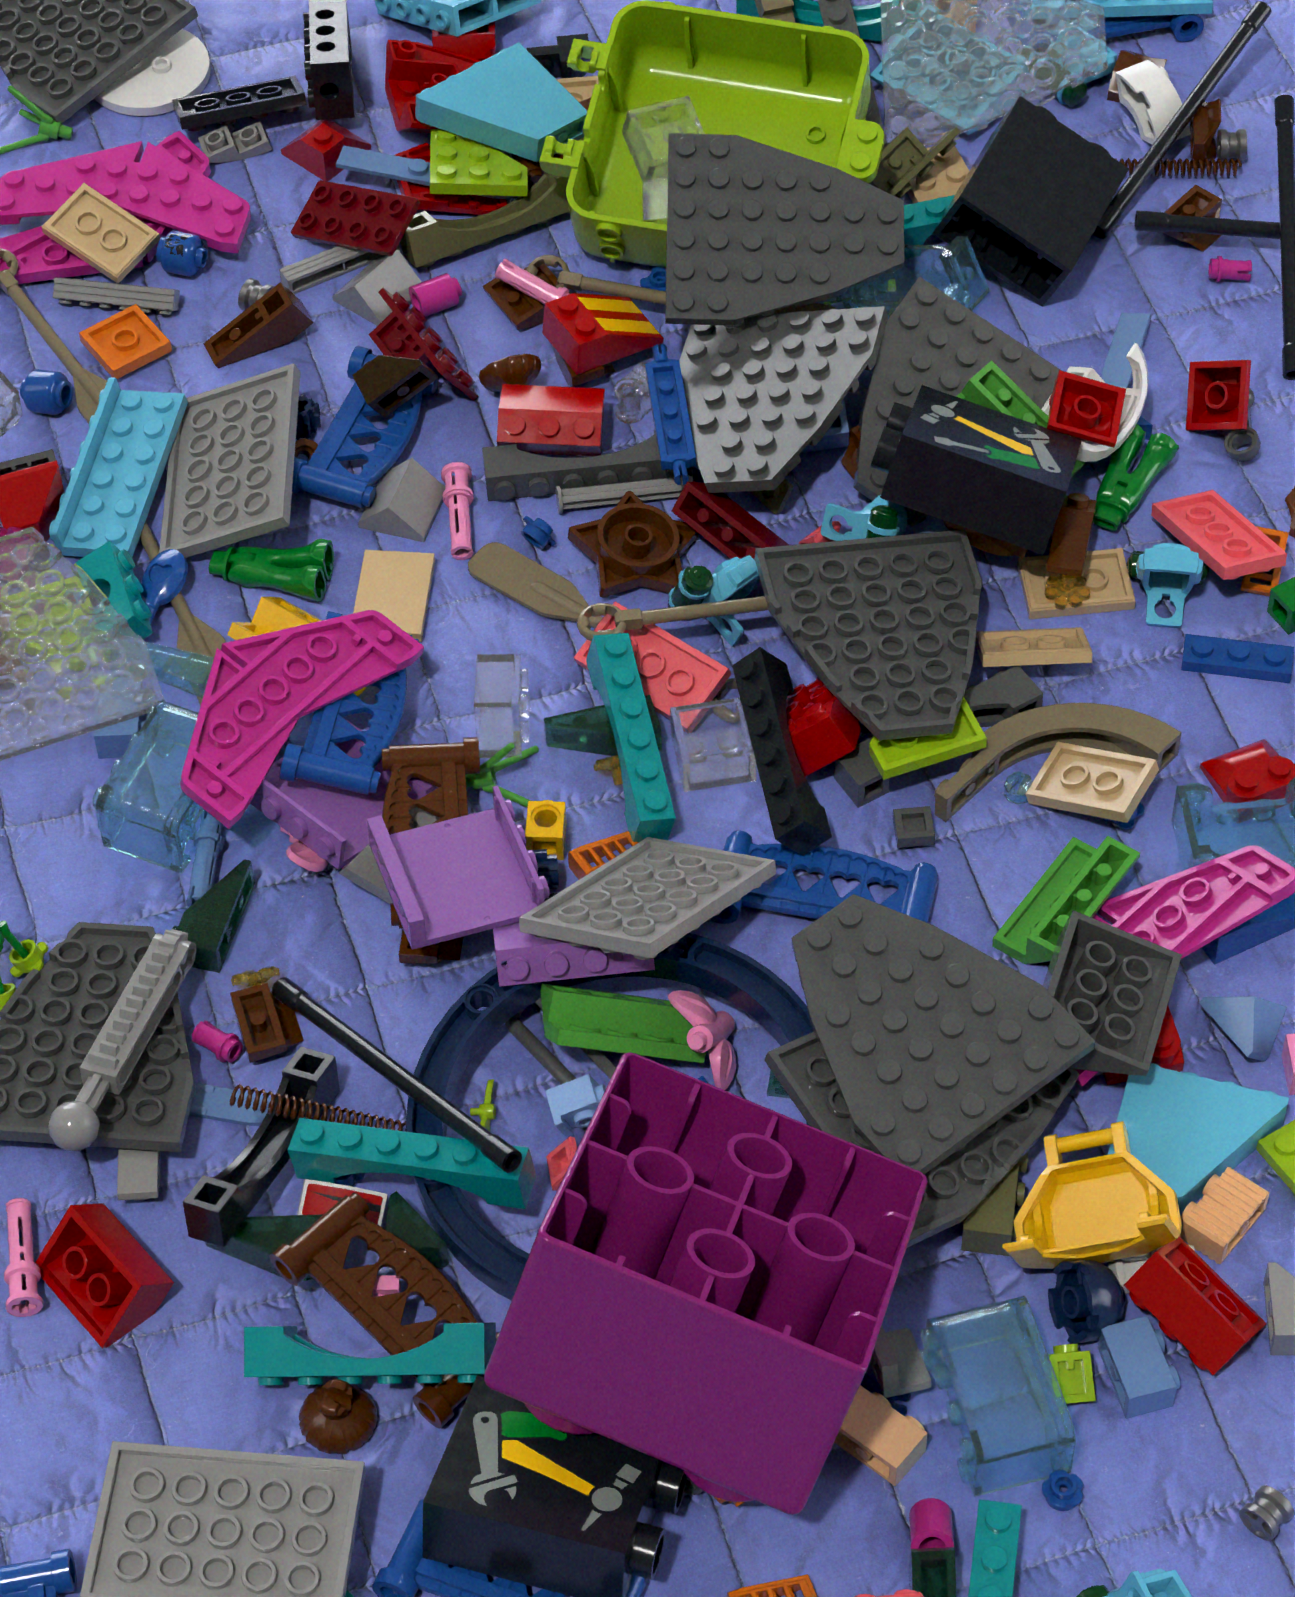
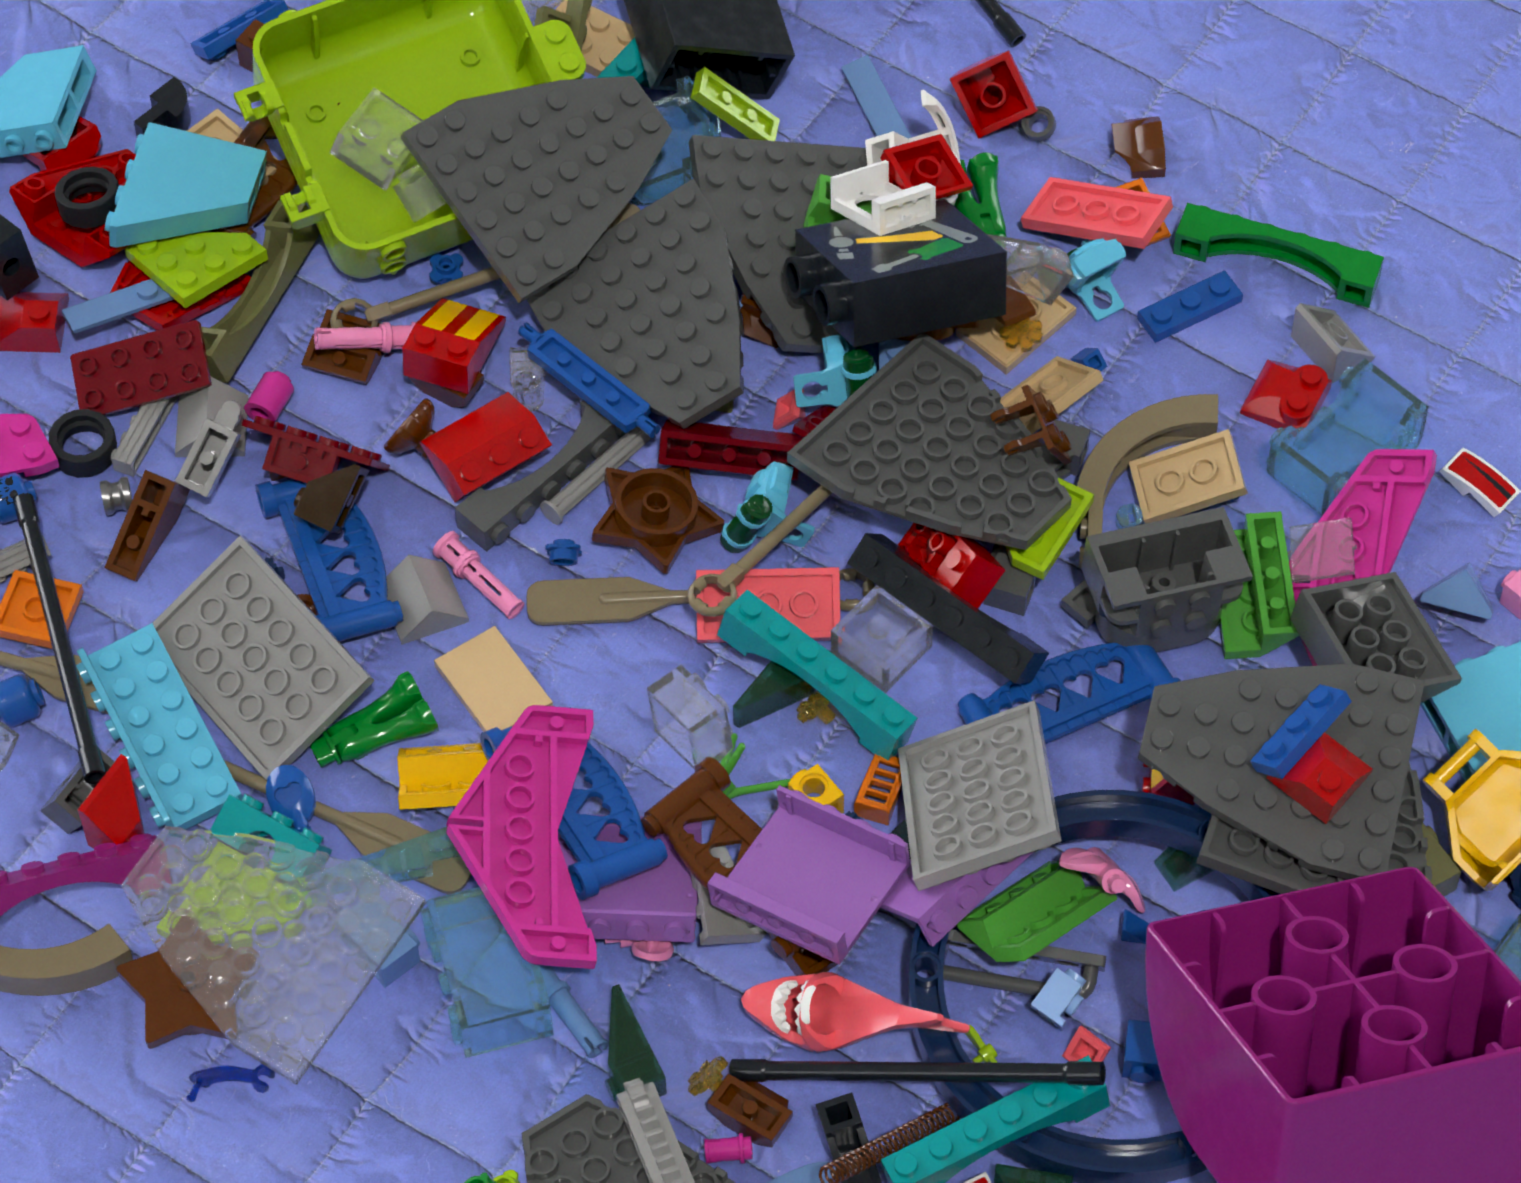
camera: 40 degrees left, 5 degrees up
(39, 445) = (88, 751): none -> black piece
(266, 232) = (83, 421): none -> black tyre
(342, 298) = (211, 450): none -> light grey hinge
(382, 987) = (833, 1012): none -> coral piece
(428, 65) = (81, 182): none -> black tyre
(925, 1052) = (1324, 778): none -> red slope
(935, 1003) = (1300, 731): none -> blue plate
(974, 836) = (1164, 579): none -> dark grey brick
(991, 286) = (734, 107): none -> lime plate
(993, 656) = (1045, 412): none -> reddish brown plate
(1027, 406) = (891, 205): none -> white panel
(1104, 535) = (1035, 268): none -> clear slope
(1108, 651) = (1090, 357): none -> blue piece
(1142, 903) = (1322, 550): none -> clear piece

